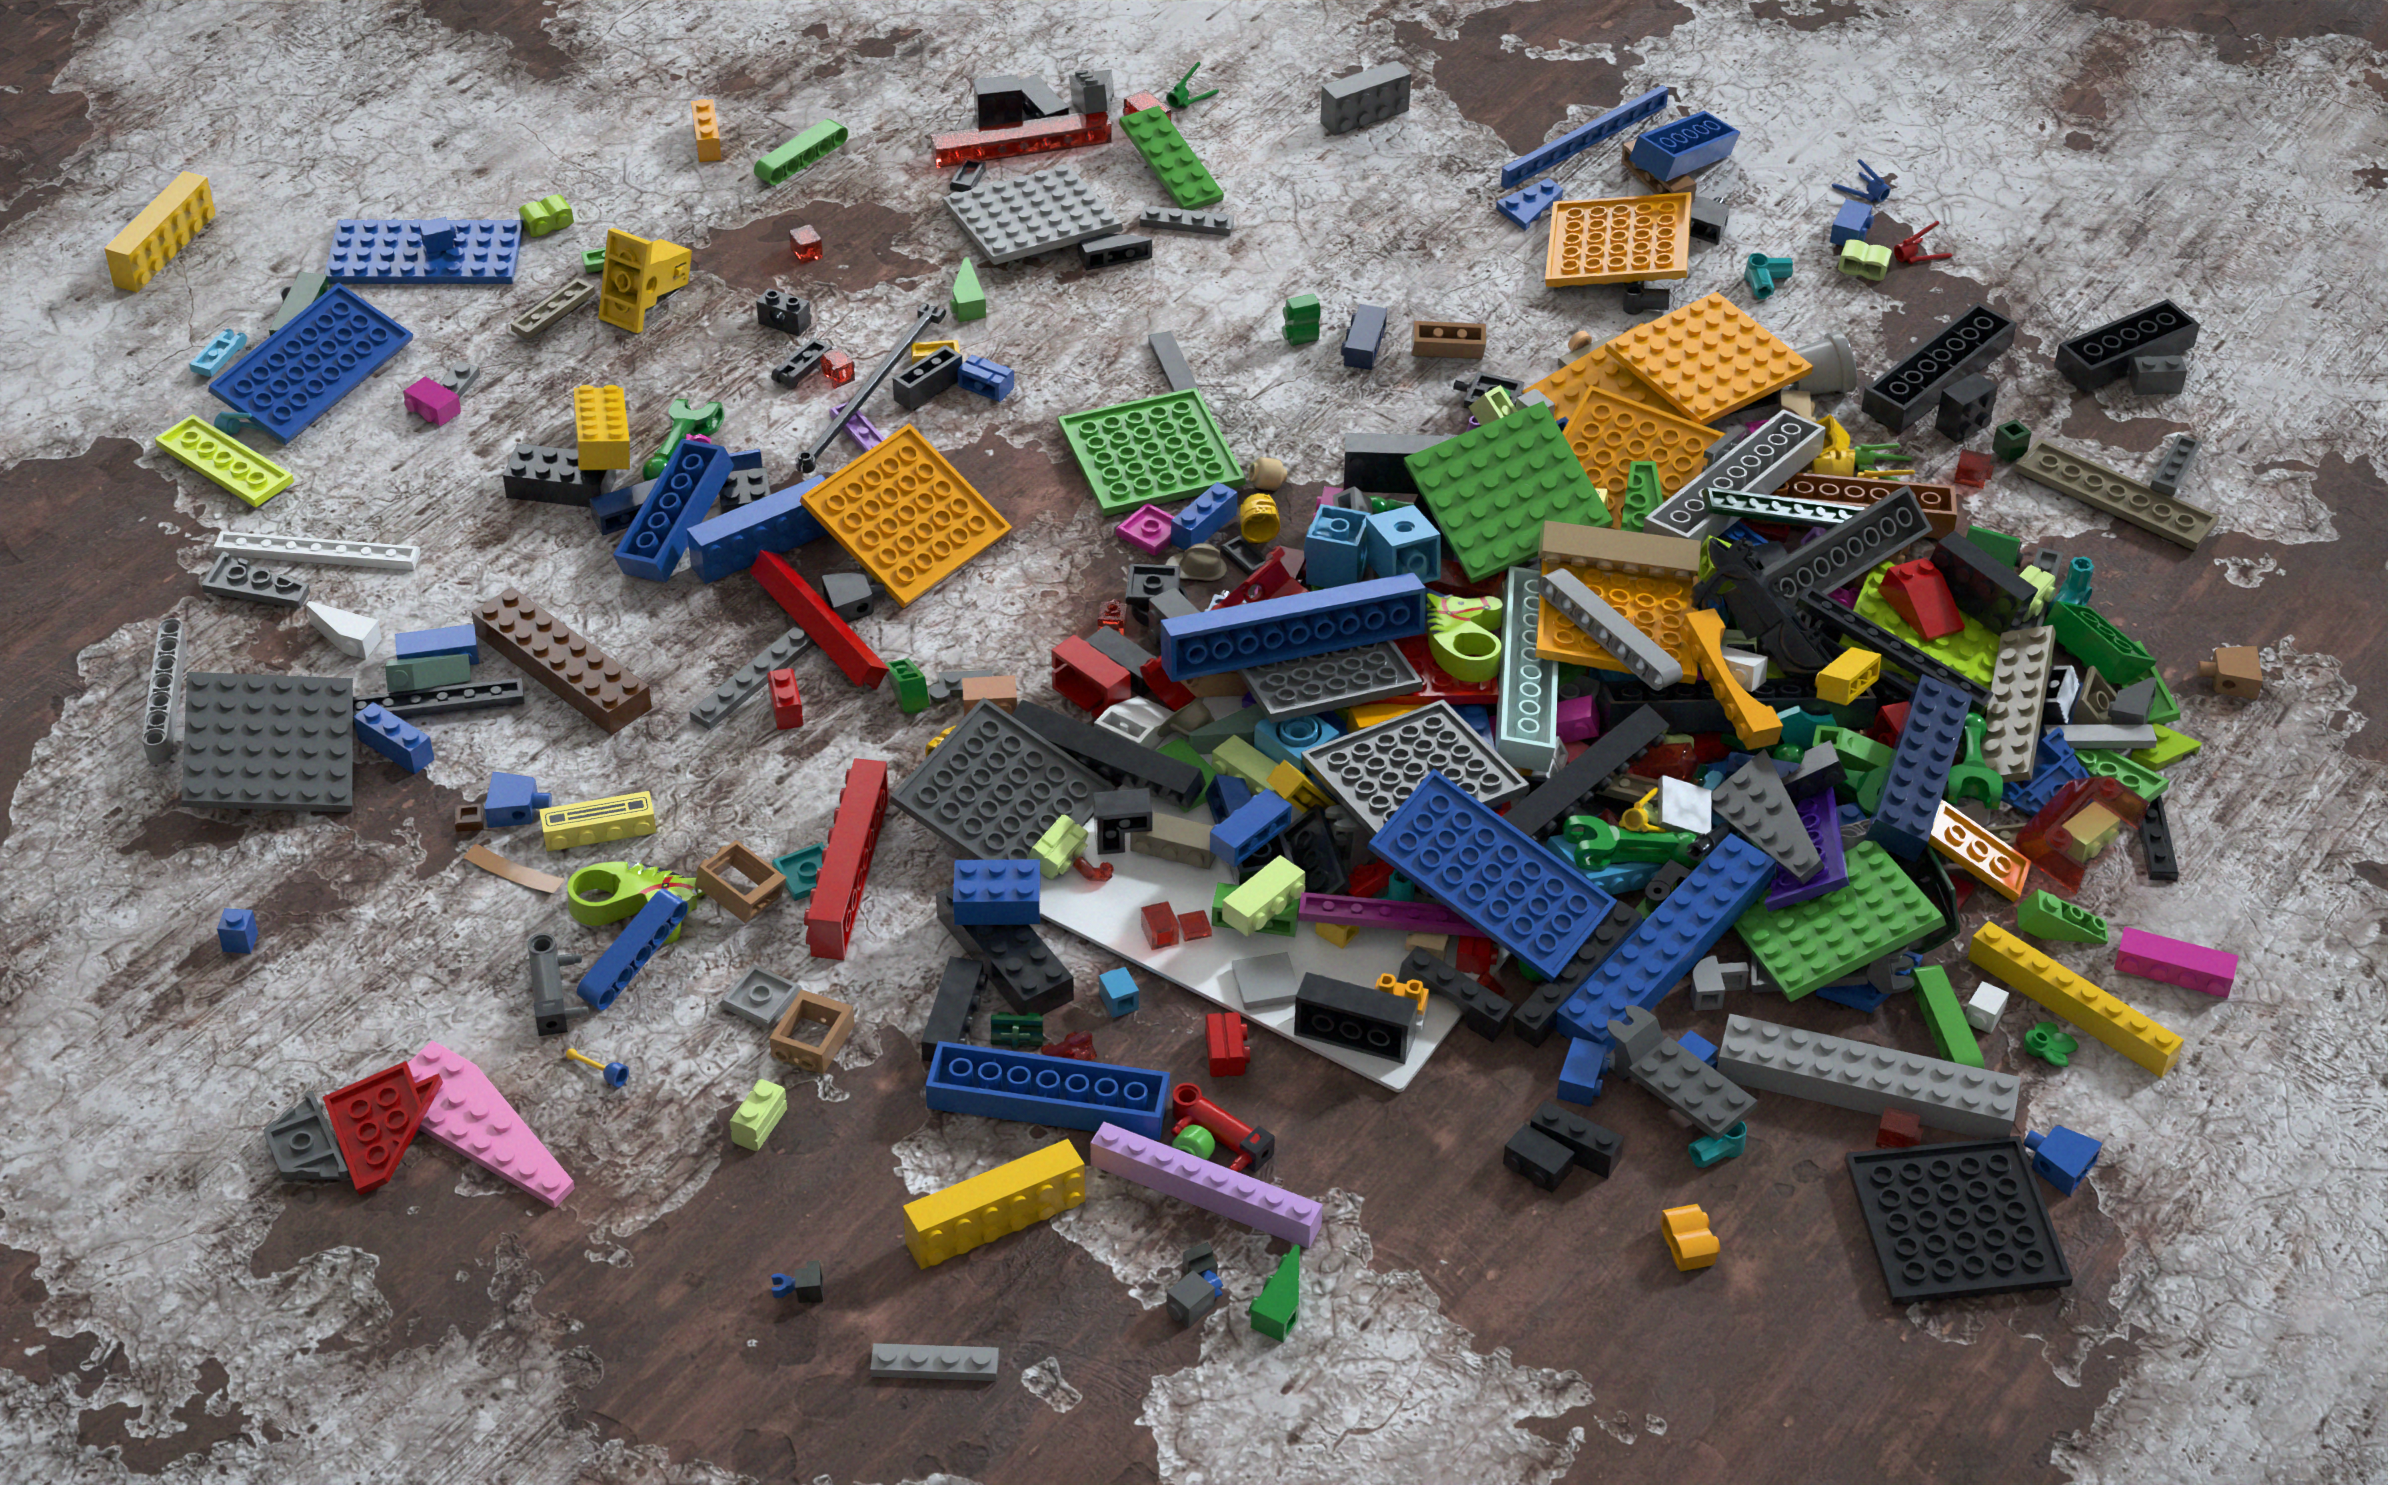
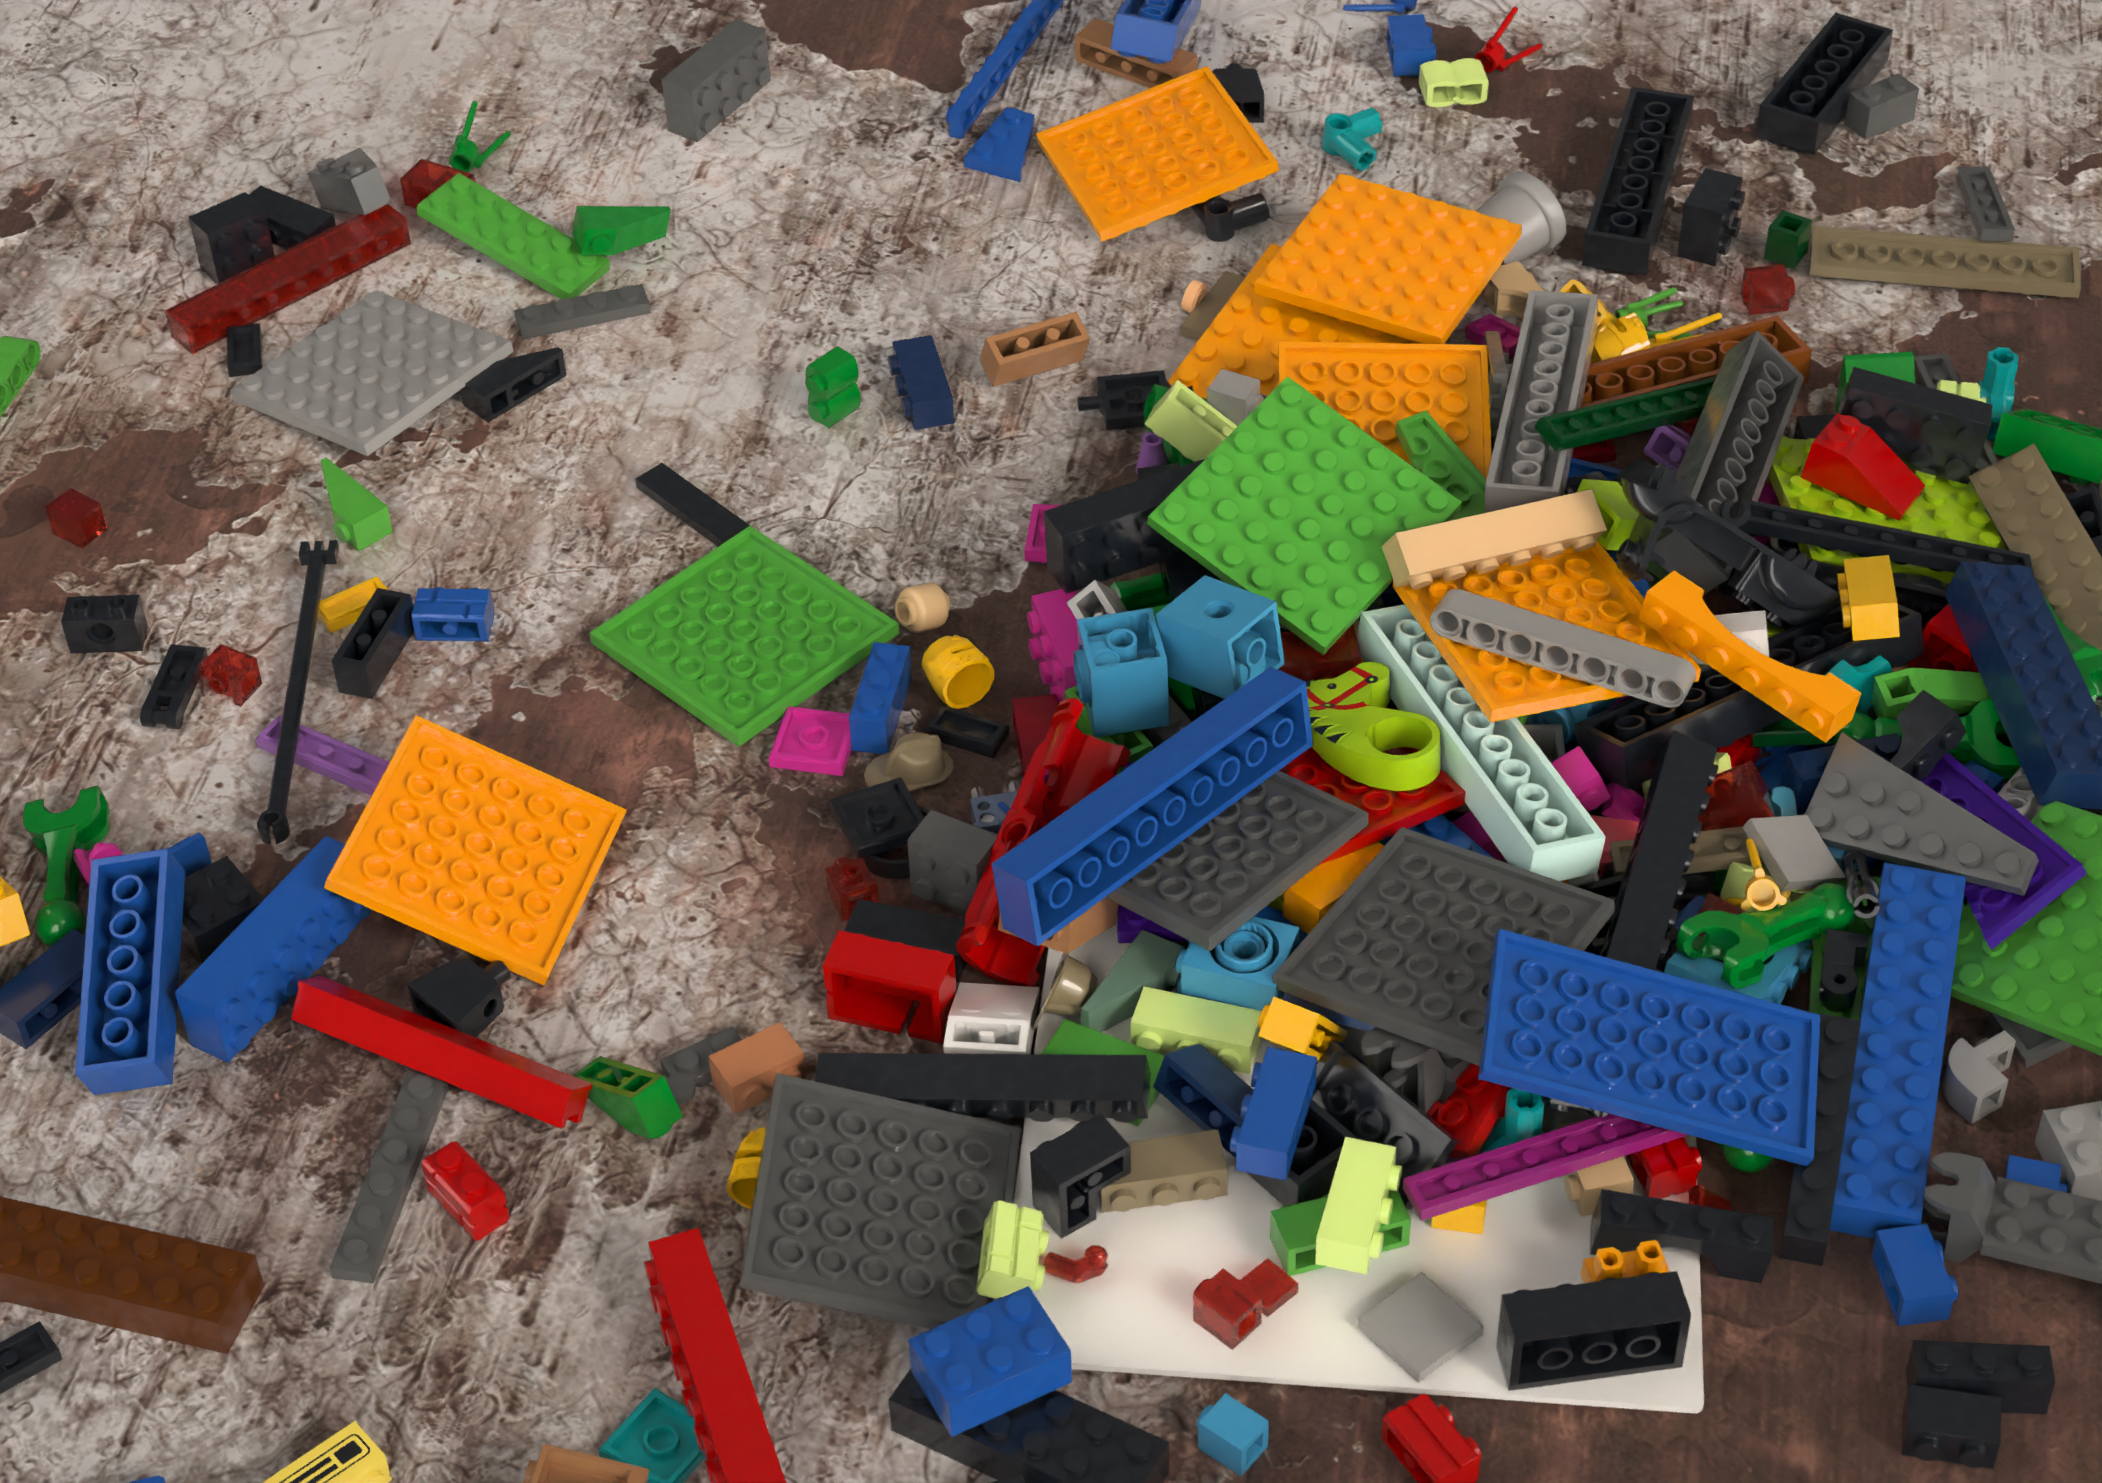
camera: 25 degrees left, 0 degrees up
(1238, 174) = (618, 228): none -> green slope

